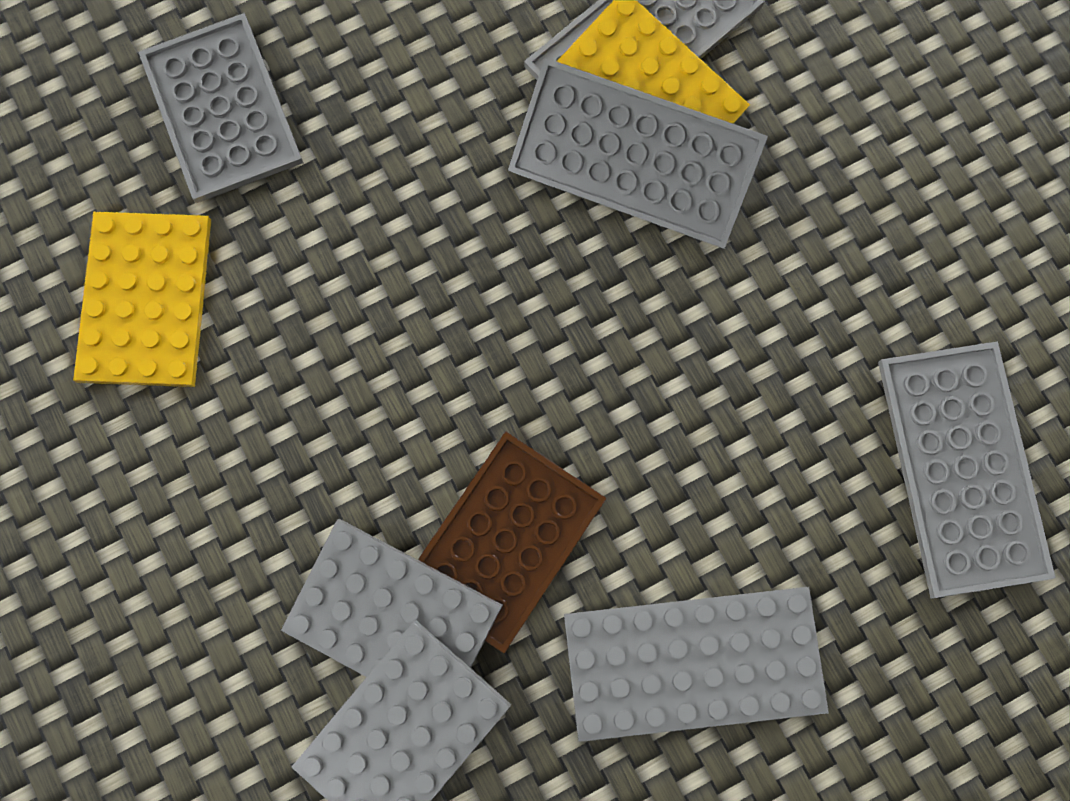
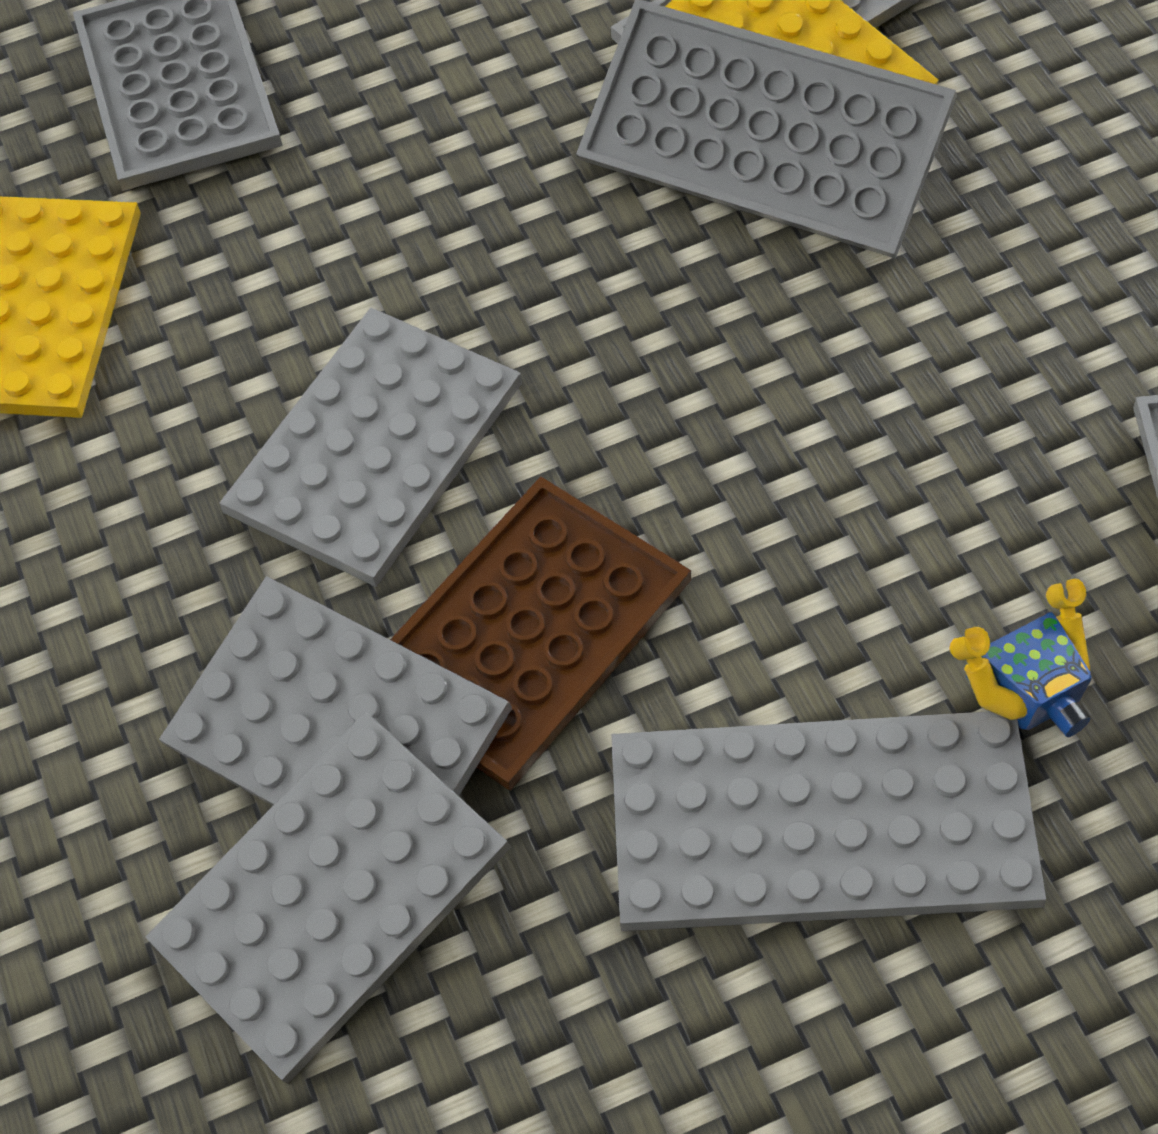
camera: 10 degrees right, 20 degrees down
(392, 403) = (371, 445): none -> light grey plate
(822, 562) = (1035, 669): none -> torso

